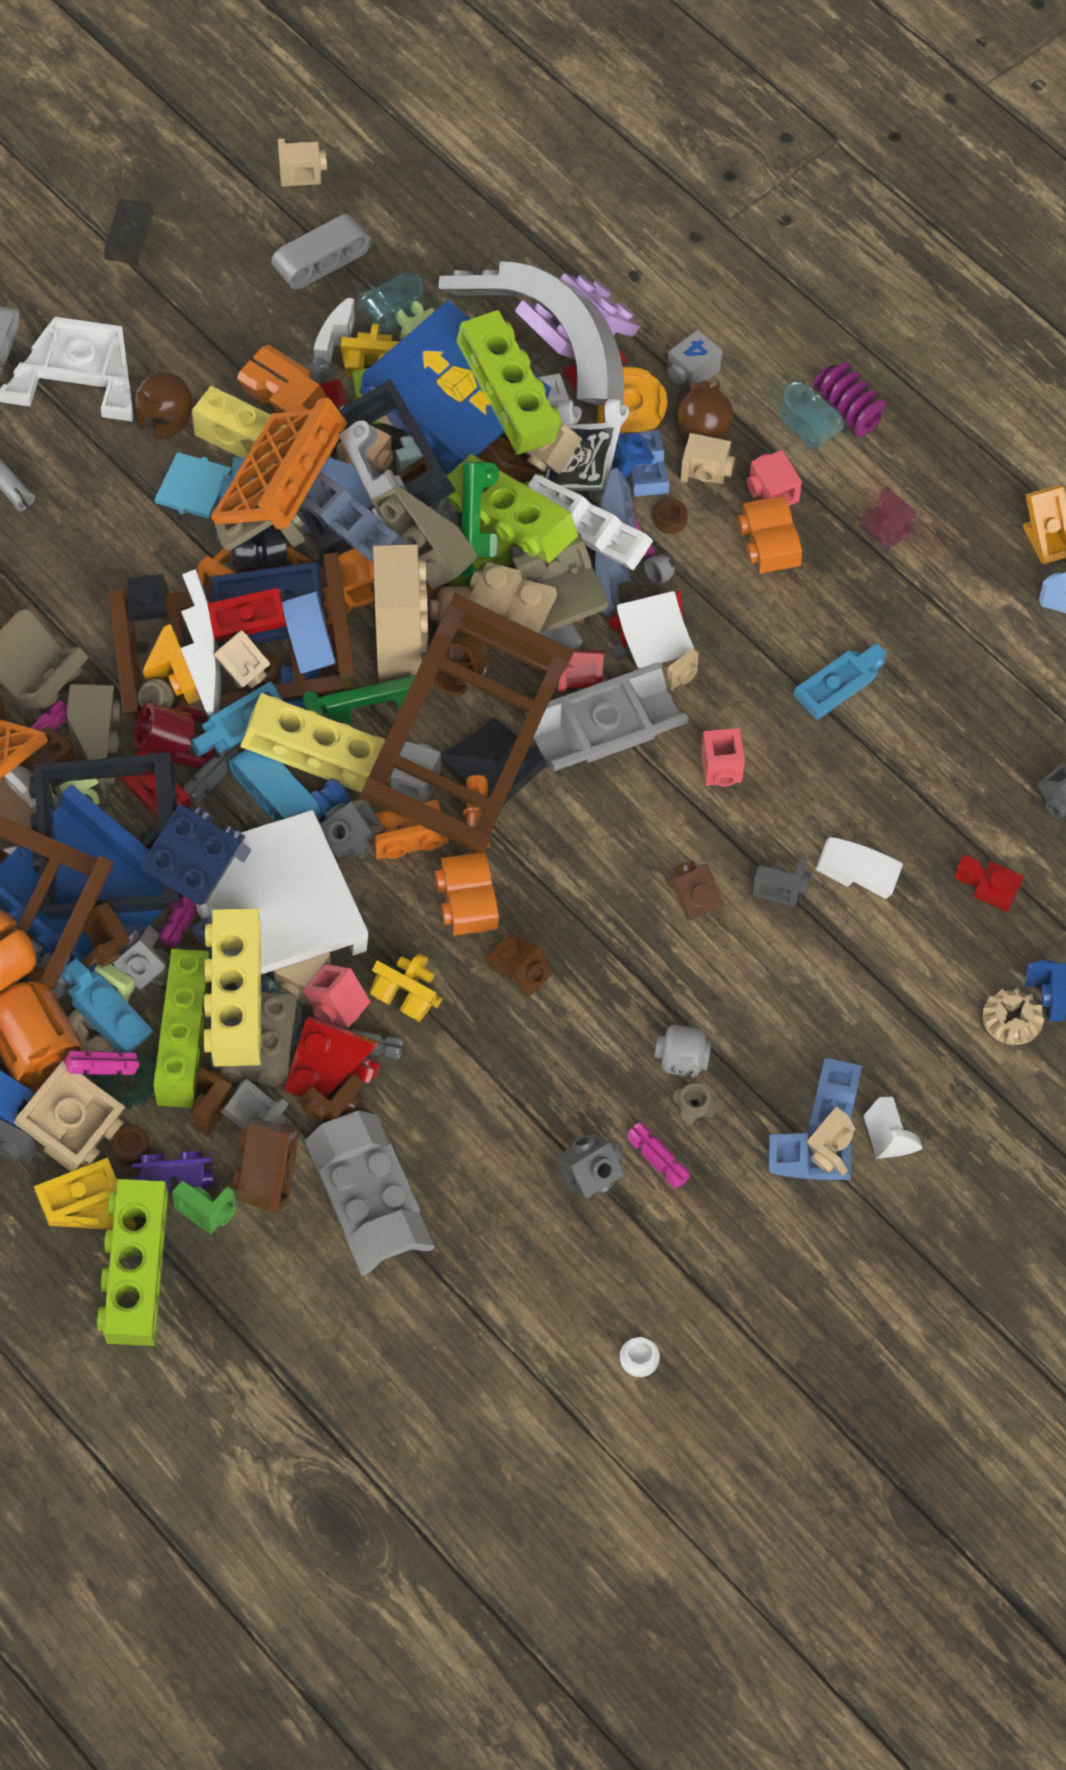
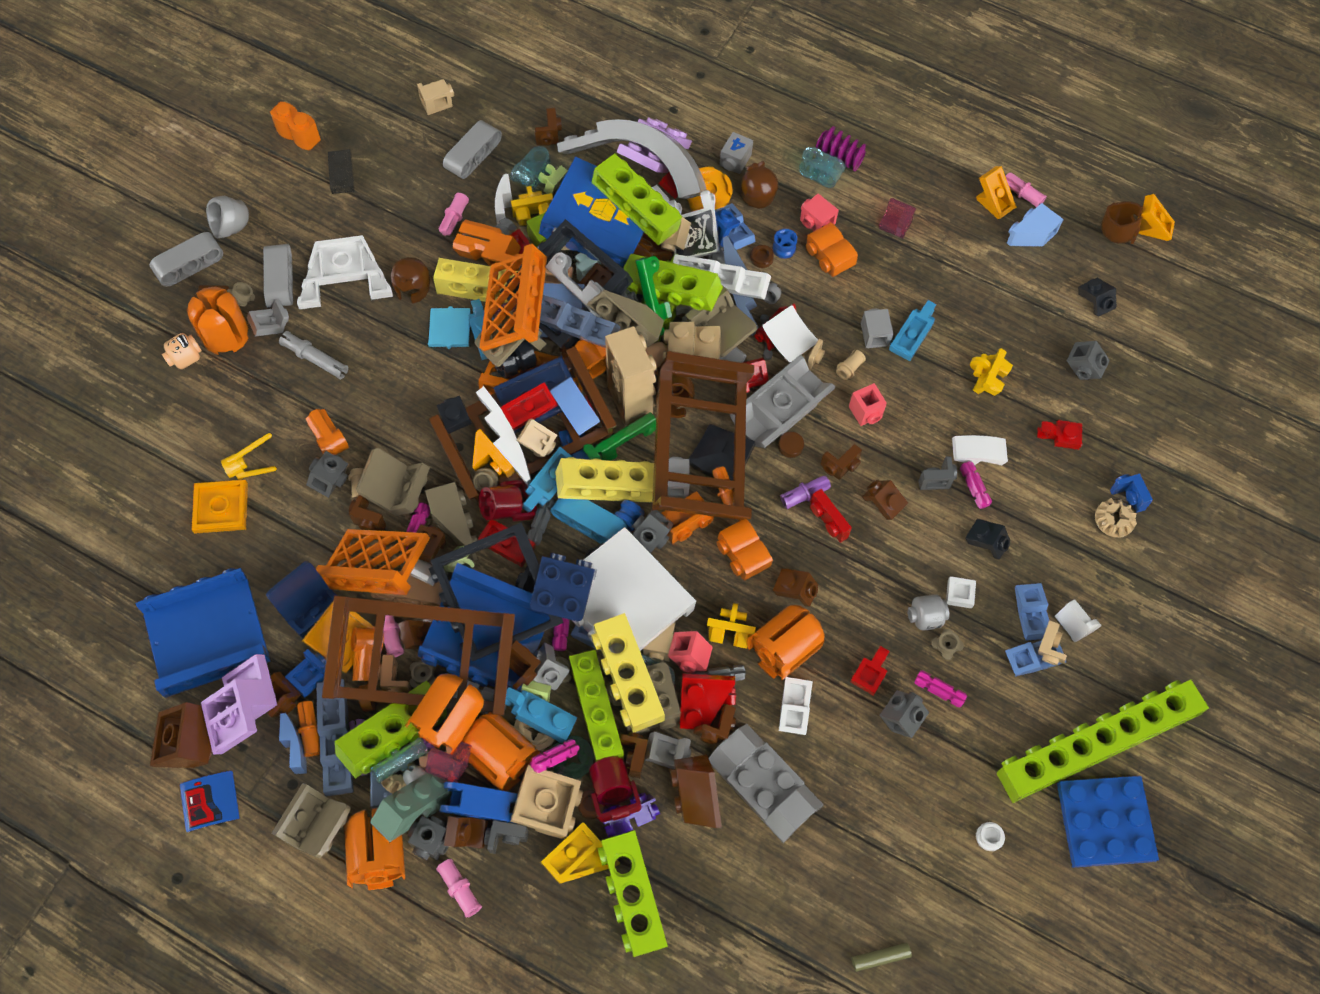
camera: 20 degrees left, 5 degrees up
(89, 150) = (295, 125): none -> orange brick
(162, 1129) = (613, 787): none -> dark red piece
(200, 1208) = (658, 835): bright green bracket -> none
(259, 333) = (453, 214): none -> bright pink axle
(426, 1450) = (881, 957): none -> olive piece
(440, 260) = (549, 135): none -> reddish brown bracket
(451, 1112) = (795, 706): none -> white slope
(471, 1023) = (787, 641): none -> orange cylinder
(571, 1104) = (870, 673): none -> red plate
(586, 846) = (804, 491): none -> medium lavender axle
(596, 780) = (791, 444): none -> reddish brown tile
(608, 901) = (826, 510): none -> red plate
(657, 826) = (846, 463): none -> reddish brown bracket
(707, 459) = (771, 213): tan brick -> none
(712, 499) = (784, 237): none -> blue wheel
(727, 699) = (846, 369): none -> tan pin
(743, 1042) = (960, 592): none -> white plate
(786, 660) = (876, 328): none -> light grey brick
(809, 1392) = (1107, 821): none -> blue plate
(818, 984) = (989, 536): none -> black bracket
(832, 911) = (975, 484): none -> dark pink axle
(833, 1302) = (1187, 705): none -> lime brick
(914, 780) = (987, 368): none -> yellow hips

